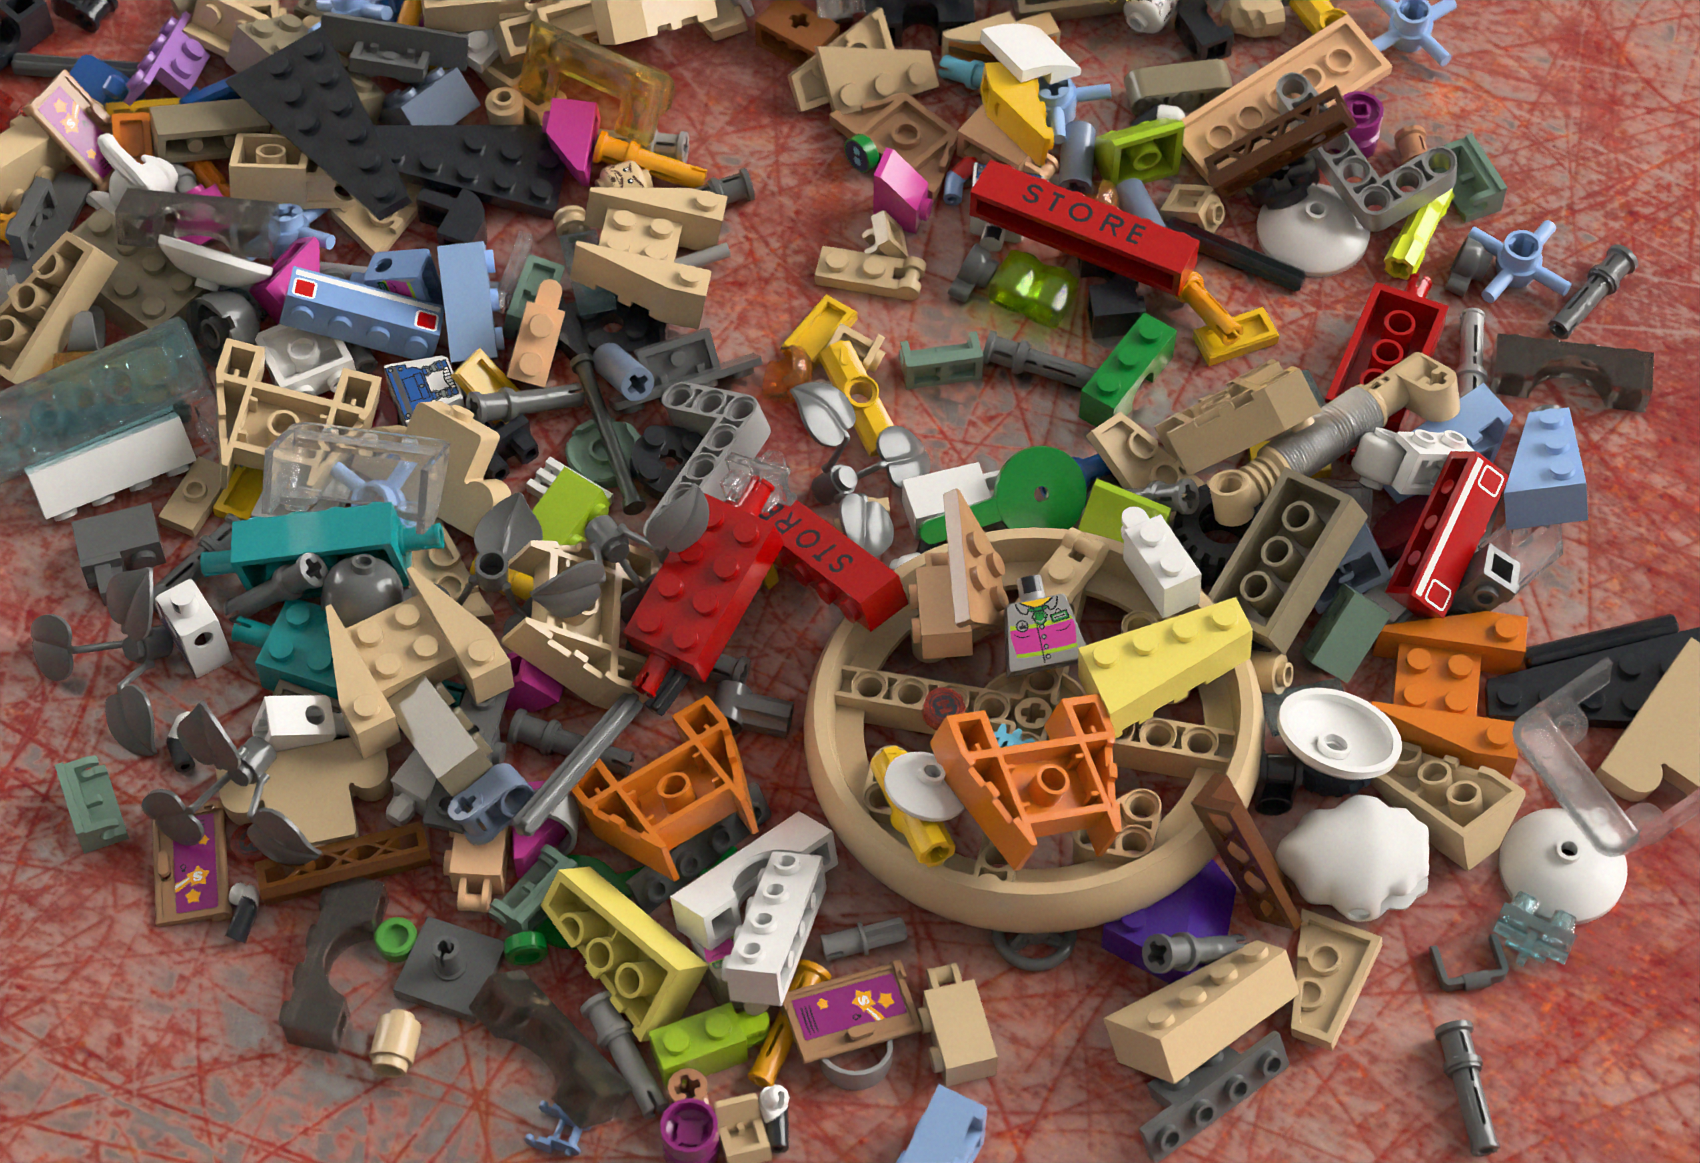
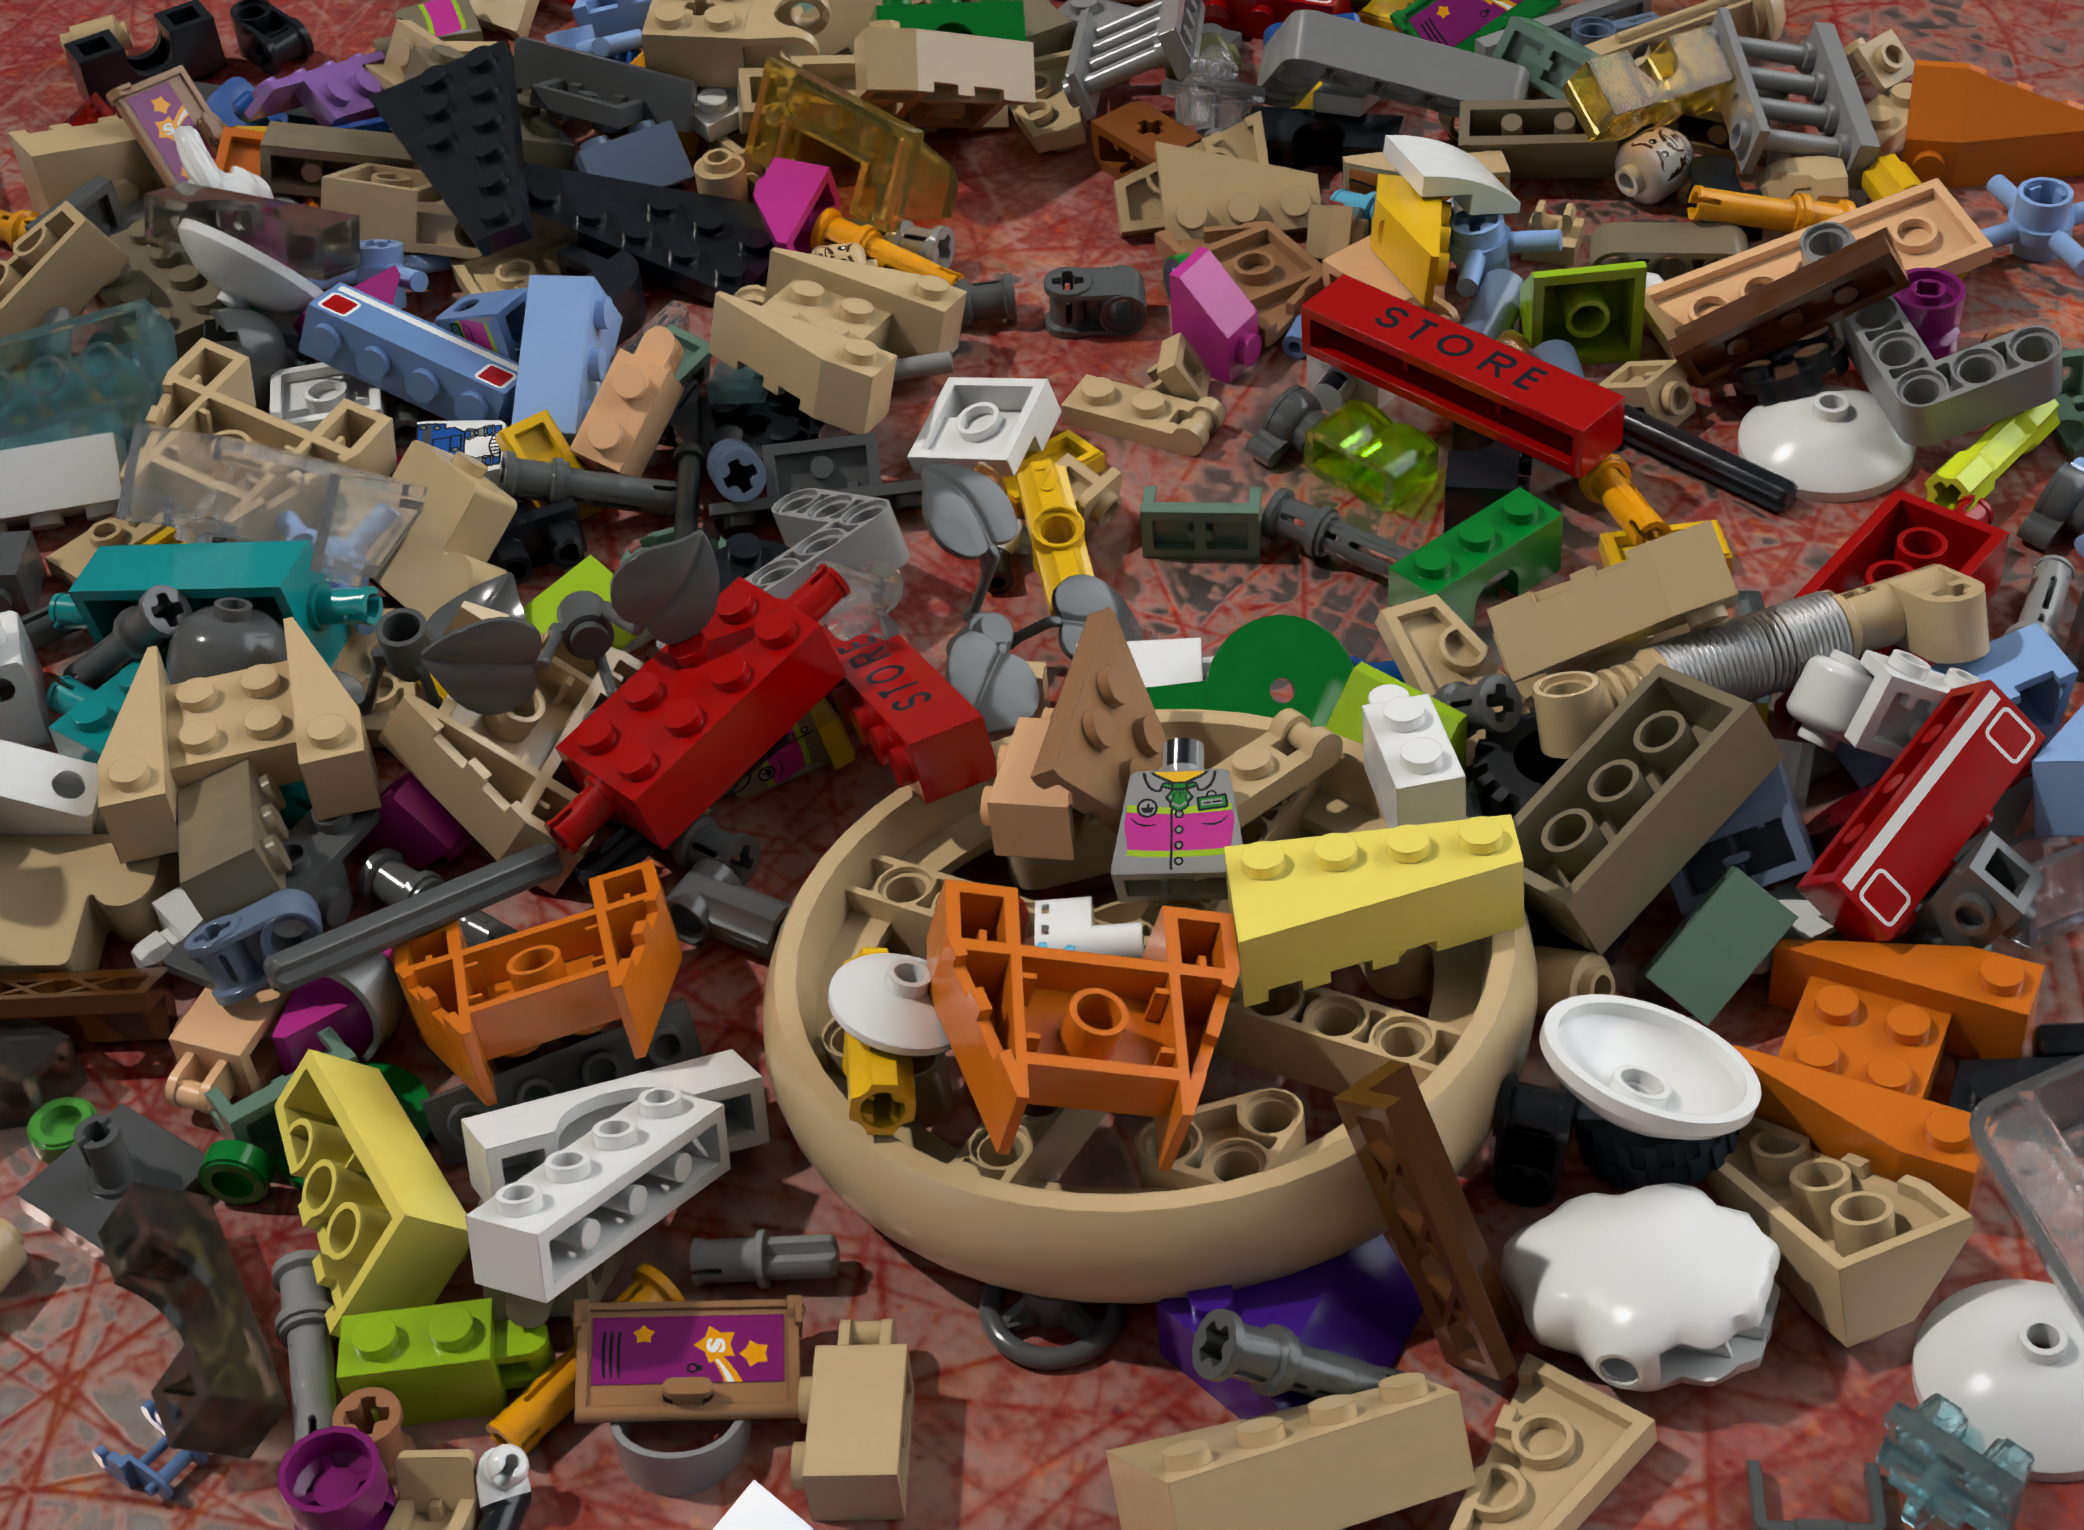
camera: 20 degrees right, 15 degrees down
(776, 308) = (986, 423): none -> white plate
(811, 179) = (1095, 301): none -> dark grey piece
(954, 96) = (1334, 229): none -> tan bracket
(998, 712) = (1073, 924): none -> white piece
(1096, 71) = (1572, 234): none -> tan tile
(1255, 44) = (1762, 211): none -> light orange pin

